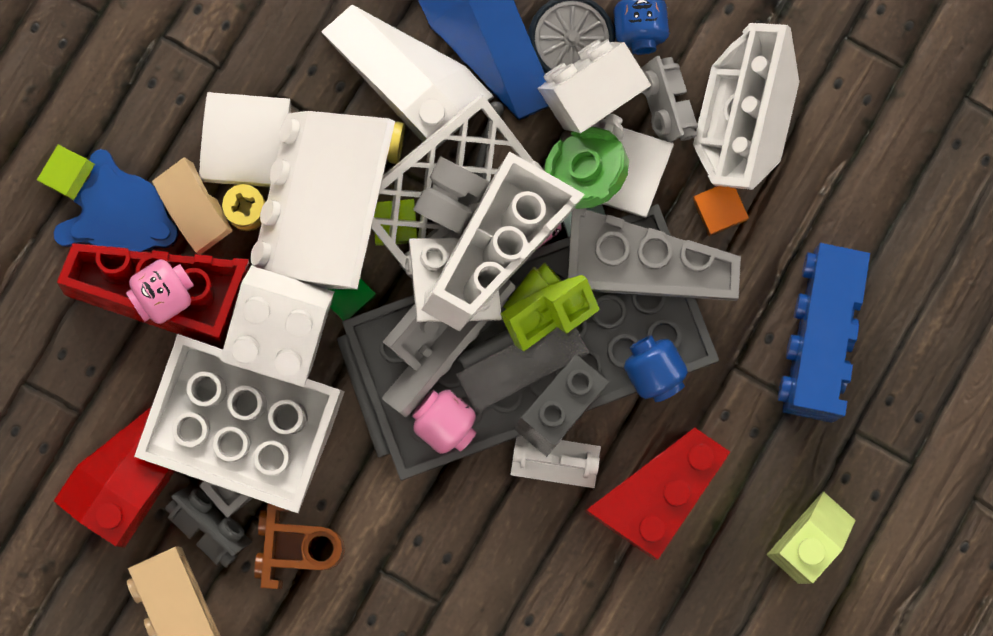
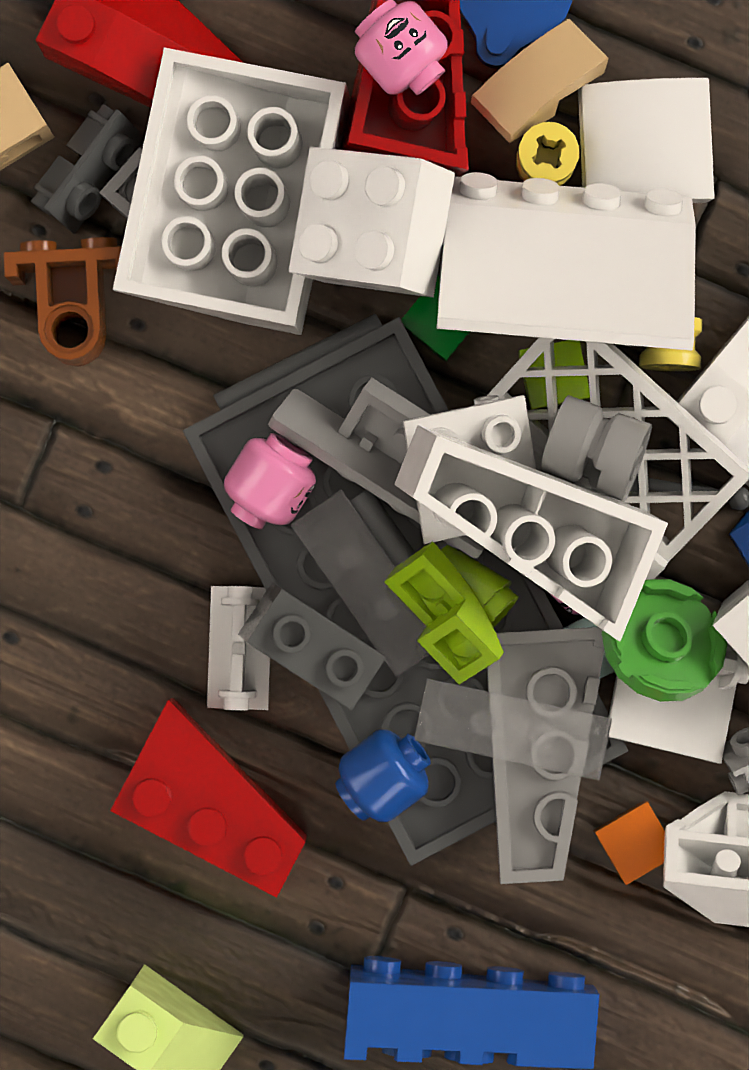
camera: 75 degrees right, 5 degrees up
(634, 276) = (512, 729): none -> clear tile

